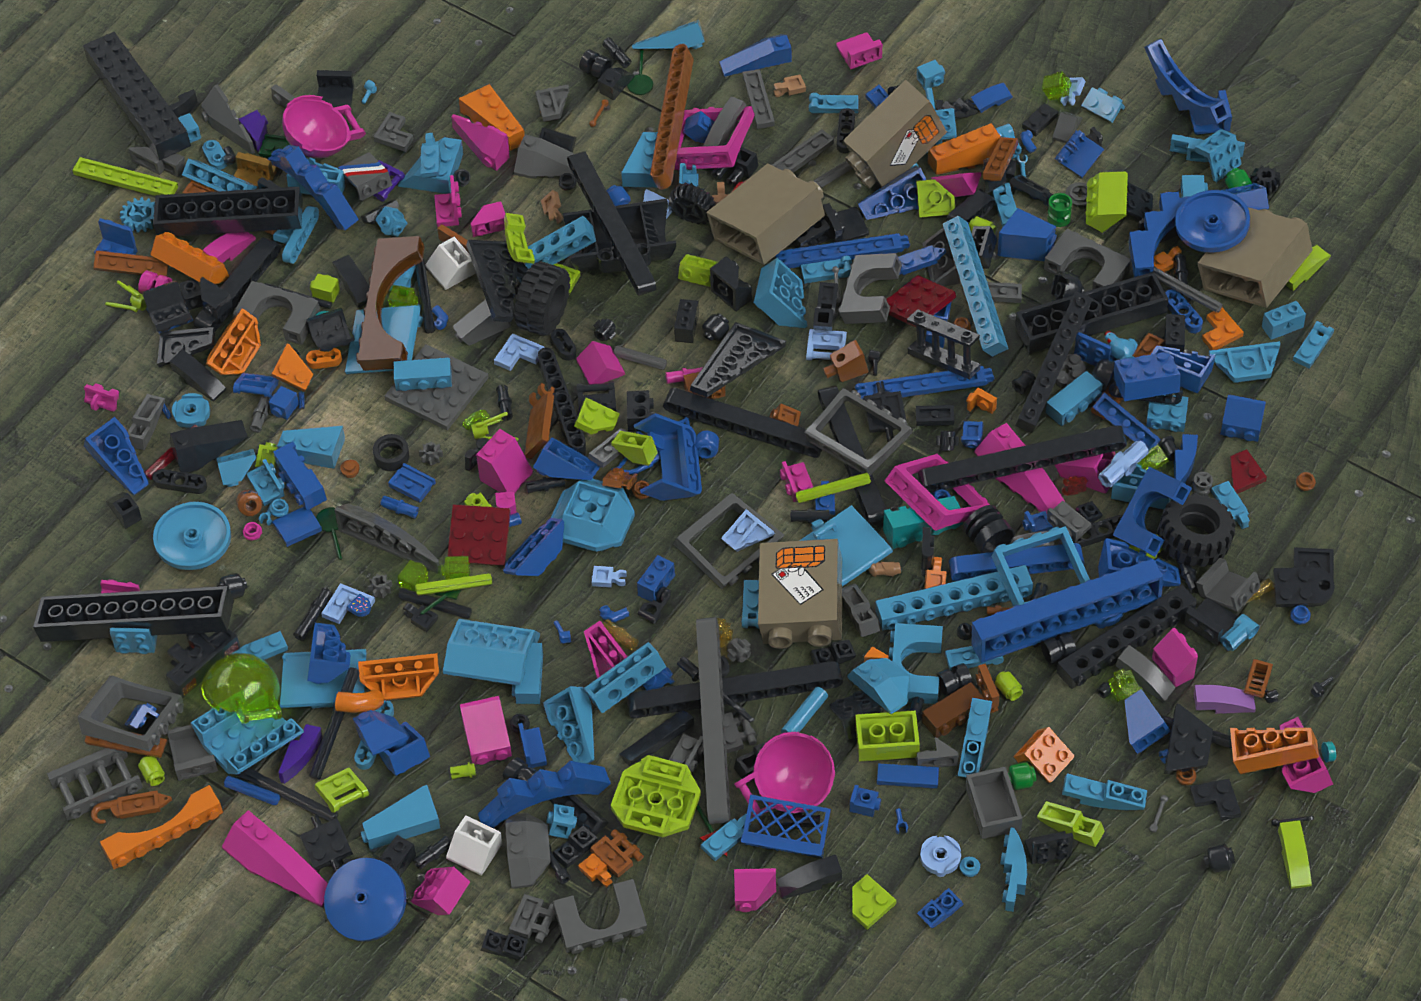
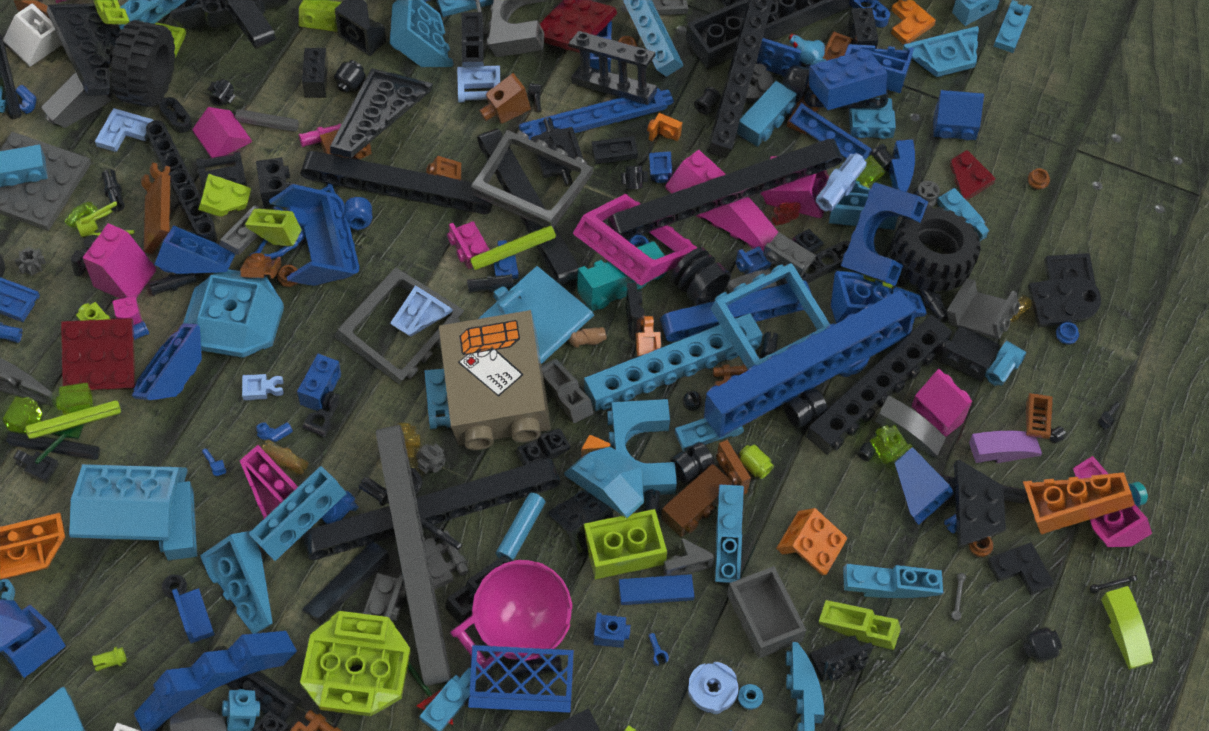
camera: 15 degrees left, 5 degrees up
(485, 730) = (131, 604): dark pink slope -> none
(518, 770) = (179, 652): black wheel -> none
(1021, 776) = (793, 572): green head -> none

